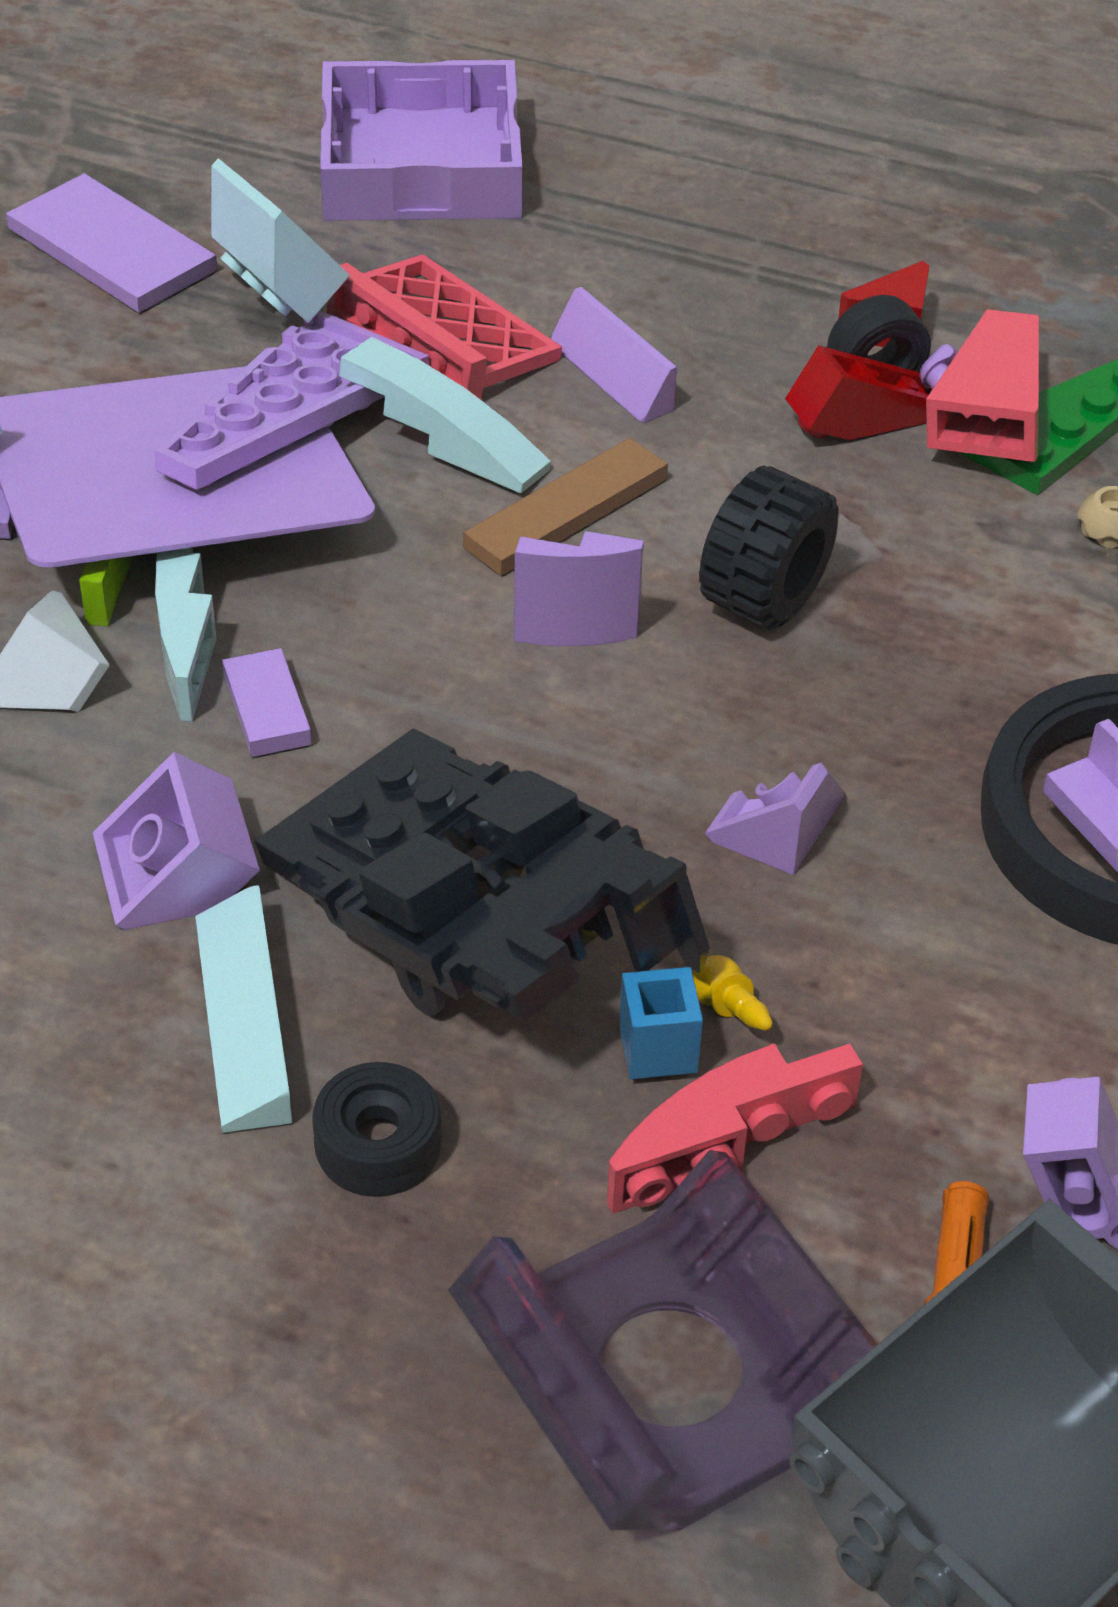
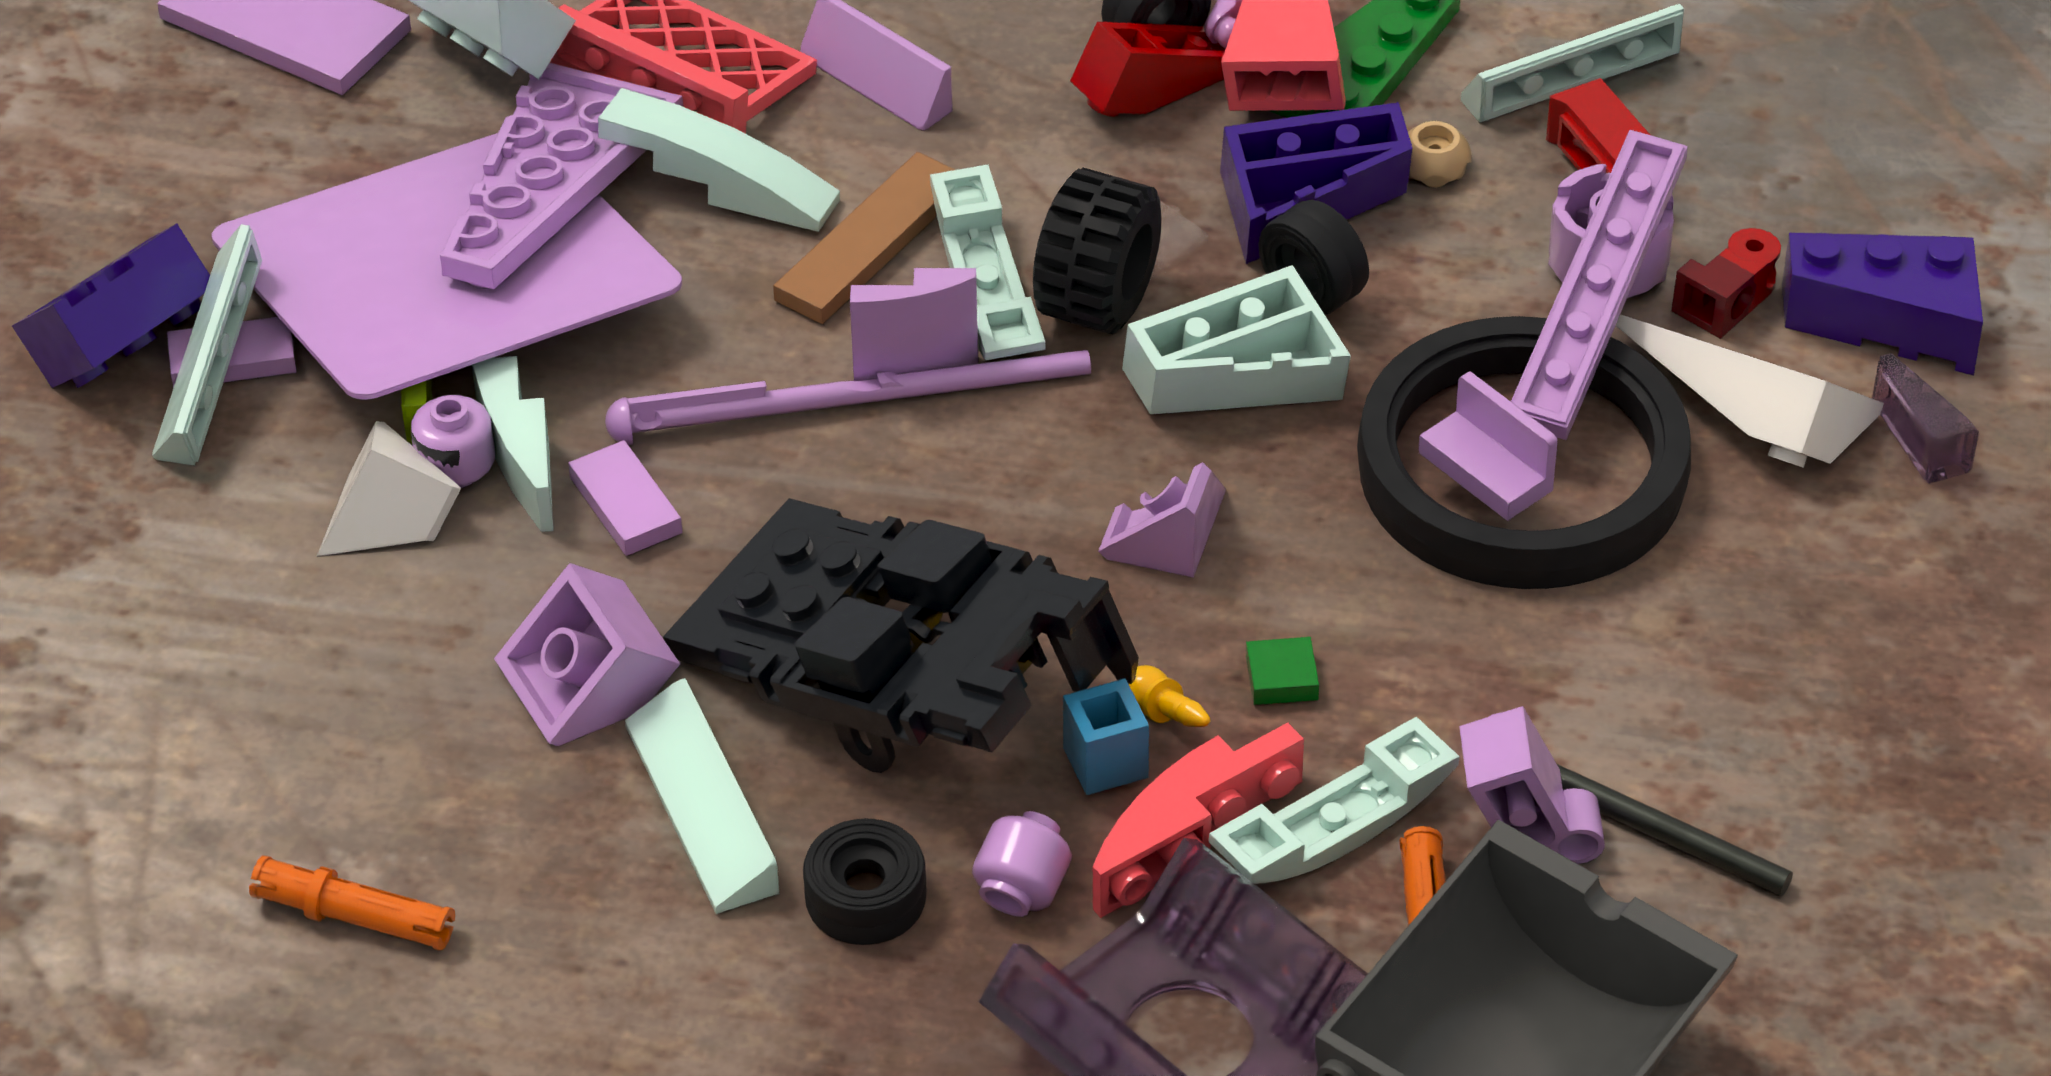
camera: 10 degrees left, 0 degrees up
(120, 619) = (455, 437): none -> lavender head
(410, 632) = (753, 400): none -> lavender bar
(541, 1141) = (1021, 863): none -> lavender head
(664, 523) = (975, 238): none -> light aqua slope
(860, 986) = (1282, 670): none -> green tile
(884, 662) = (1238, 350): none -> light aqua wedge
(885, 1151) = (1344, 813): none -> light aqua slope
(977, 589) = (1320, 249): none -> black tyre
(992, 512) = (1332, 157): none -> dark purple wedge

